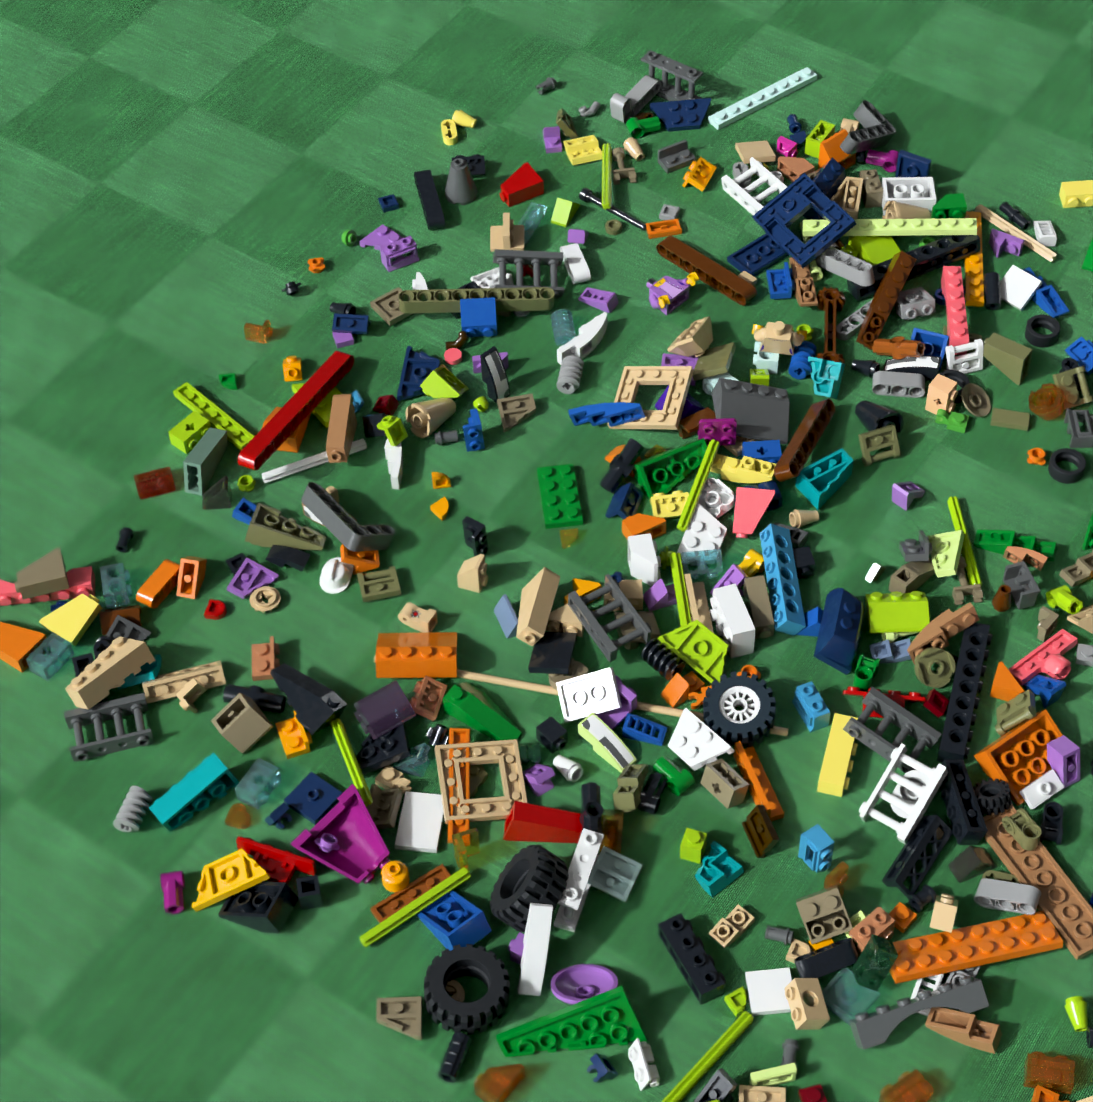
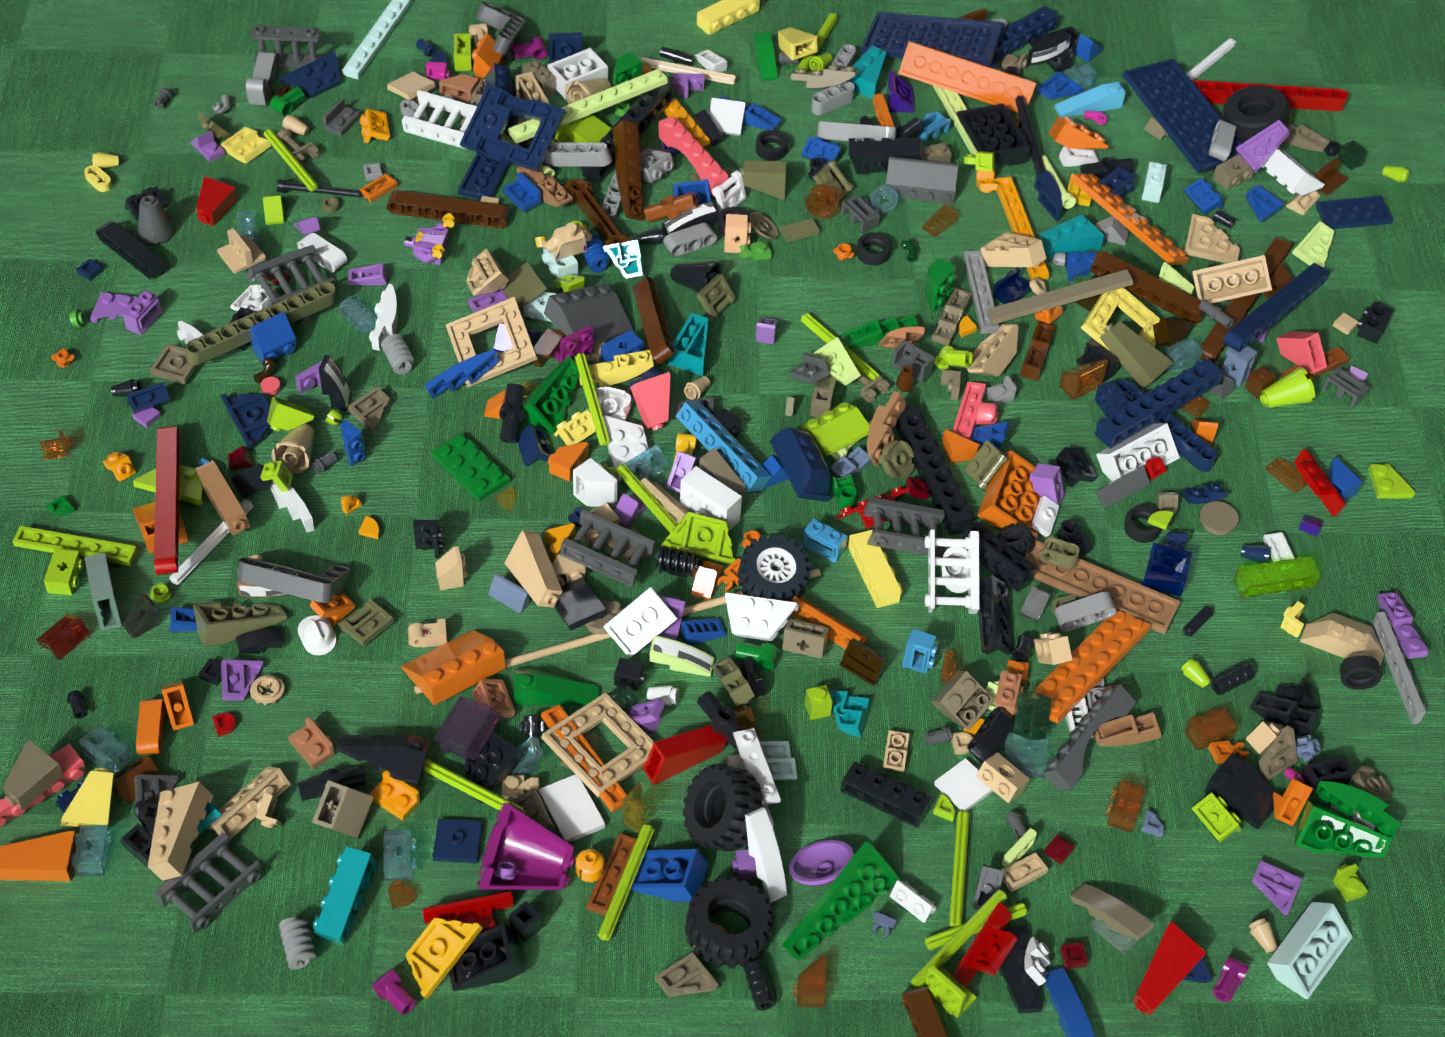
camera: 40 degrees left, 0 degrees up
(276, 816) = (437, 873): dark blue tile -> none
(291, 288) = (56, 390): black plate -> none

